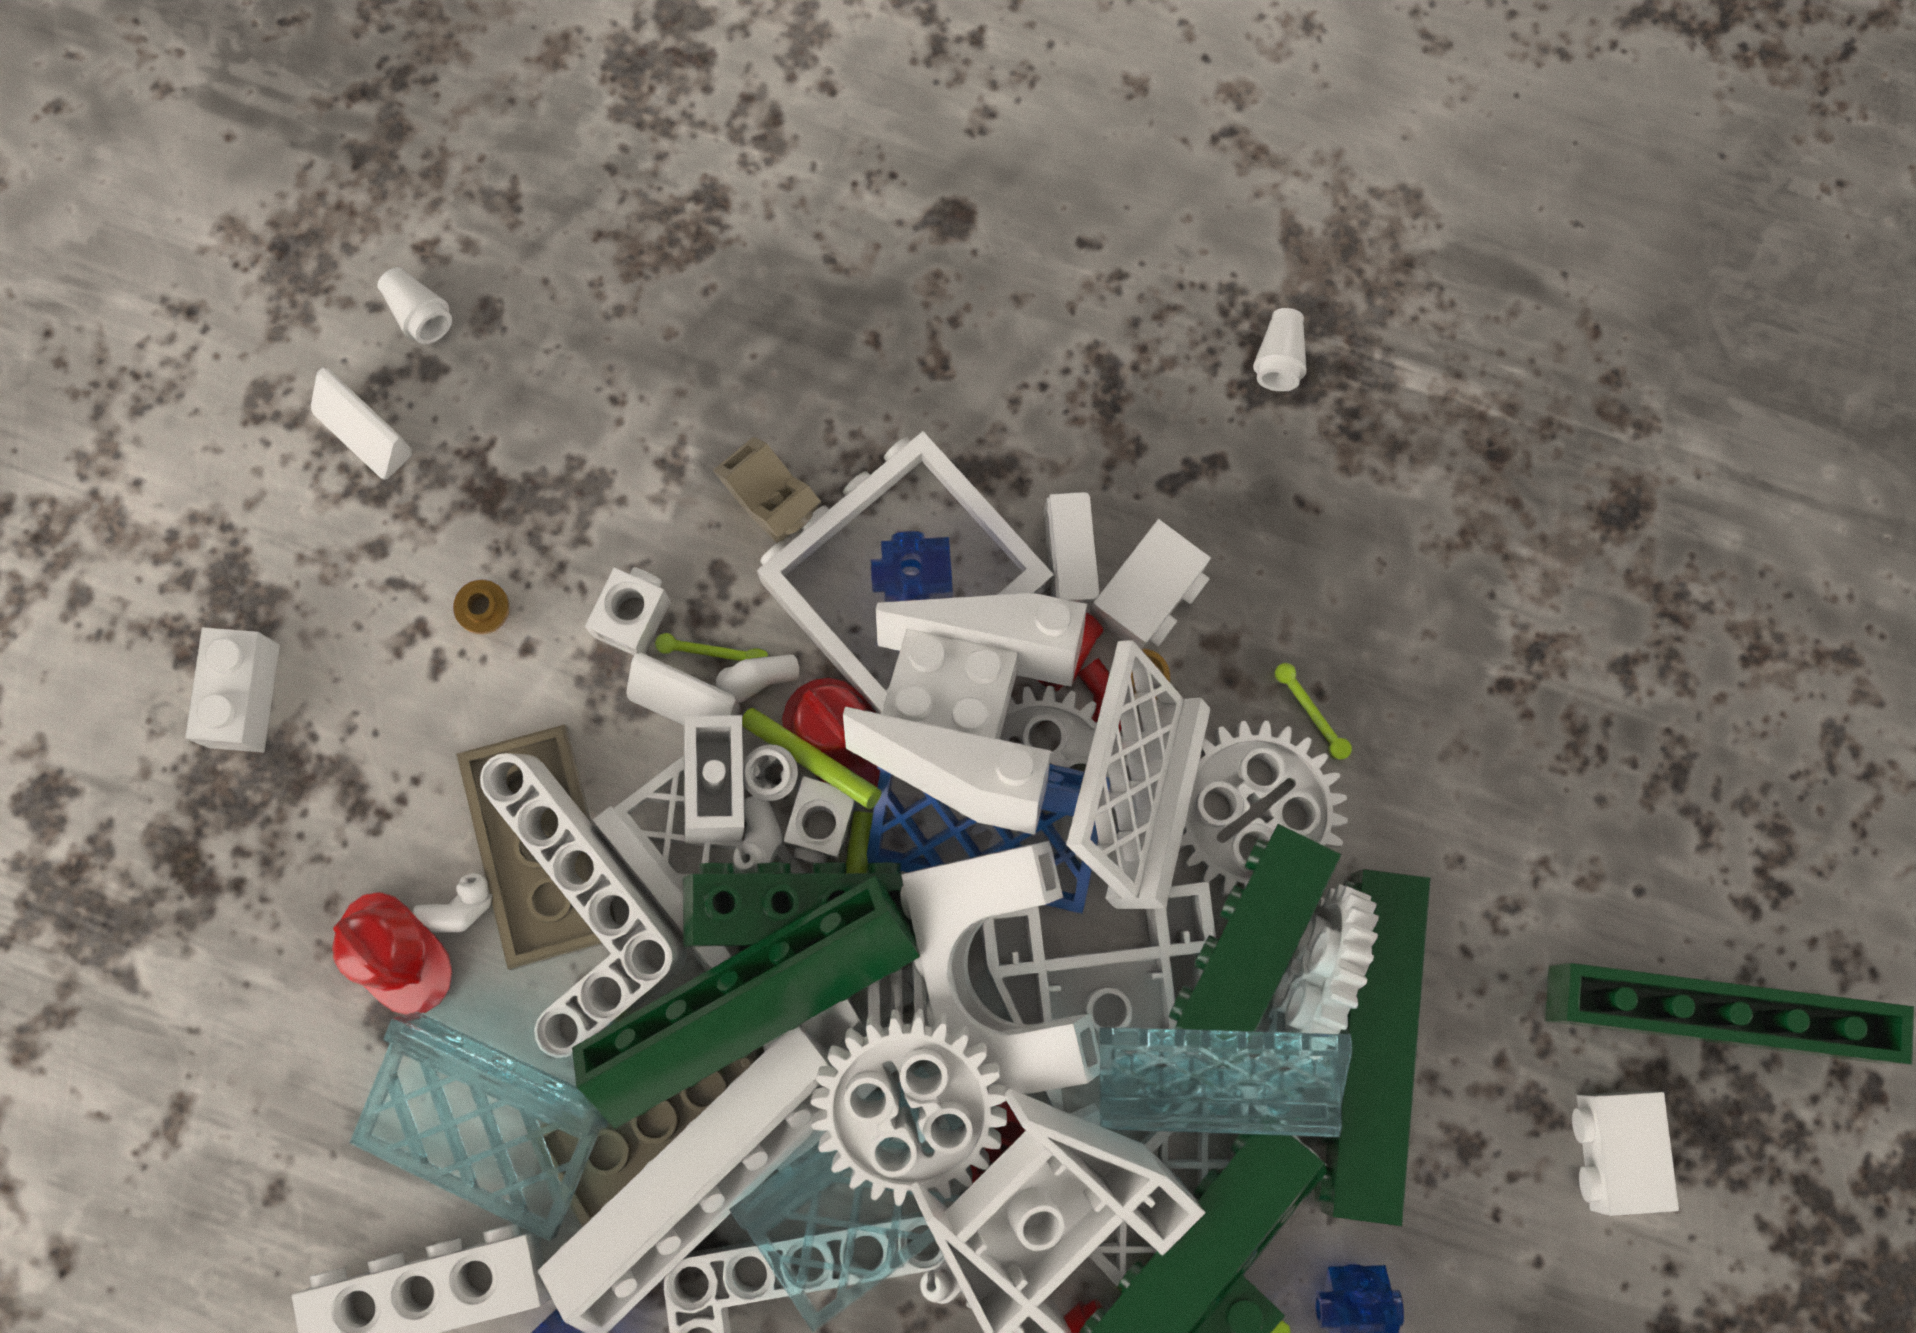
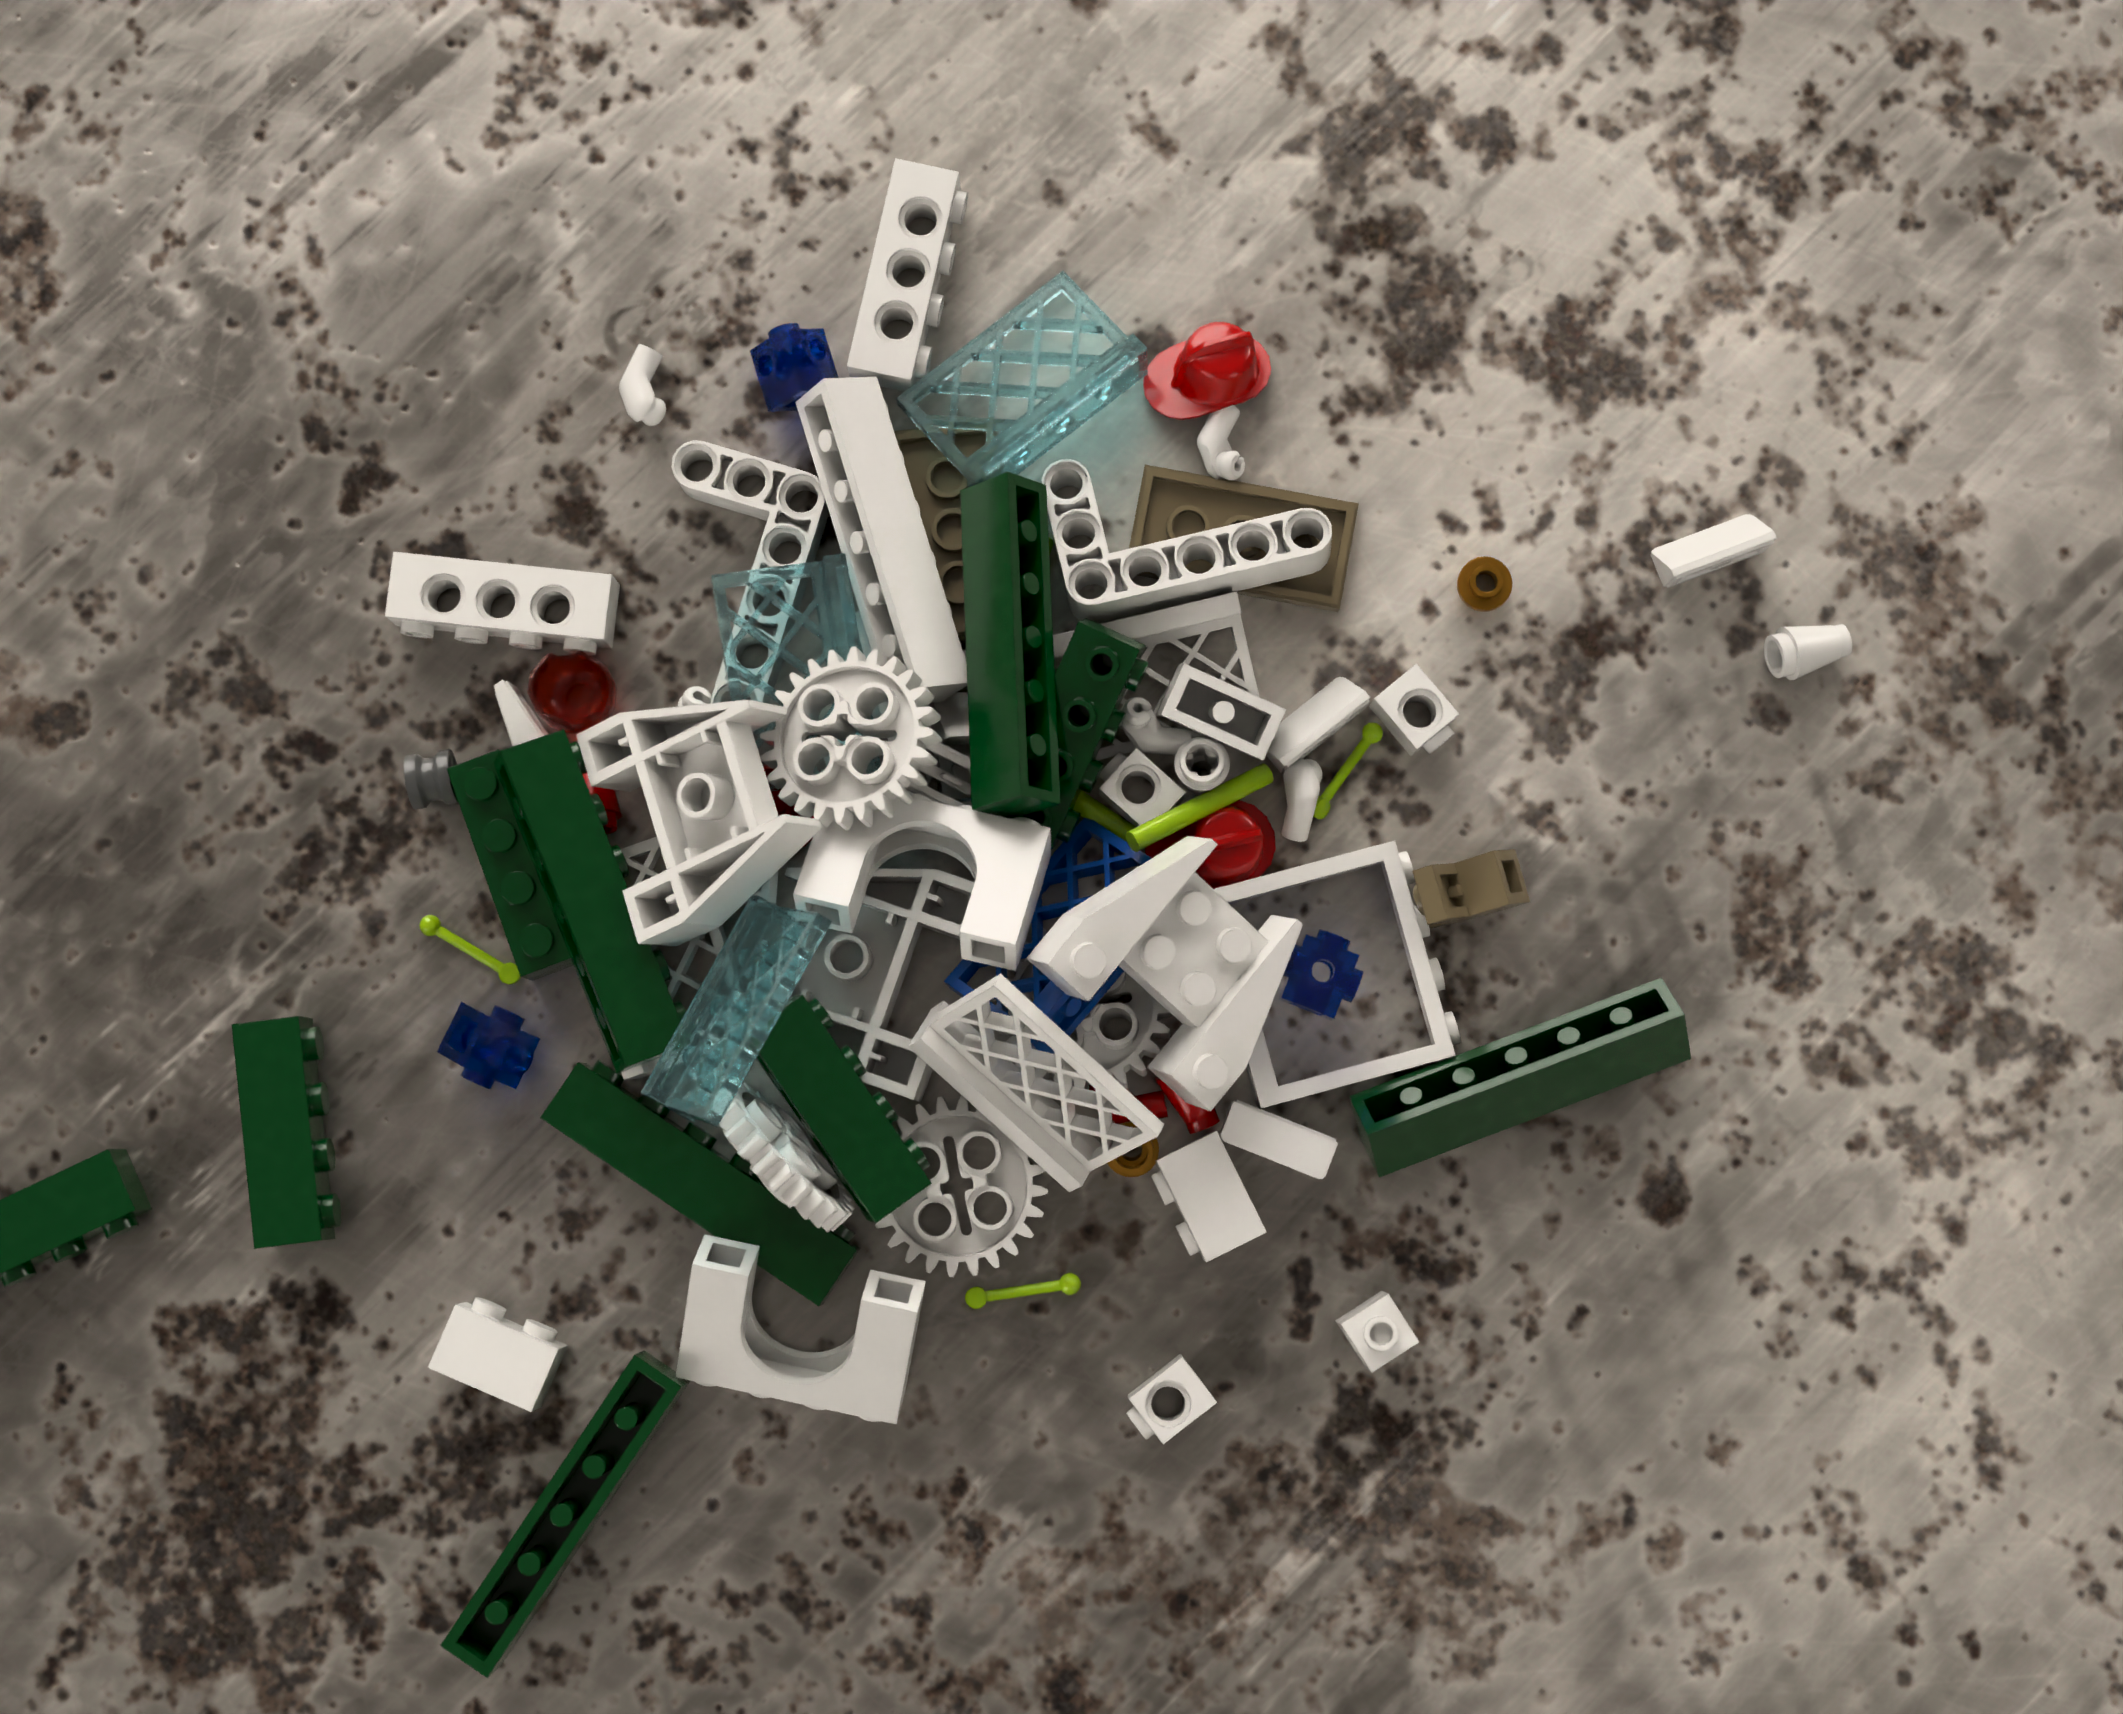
camera: 125 degrees right, 5 degrees up
(232, 690) = (1508, 335): white brick -> none
(913, 371) = (1521, 1077): none -> dark green brick
(1190, 392) = (1377, 1331): none -> white brick
(1282, 352) = (1377, 1444): white cone -> none
(1317, 544) = (1179, 1376): none -> white brick
(1506, 934) = (731, 1350): none -> white arch

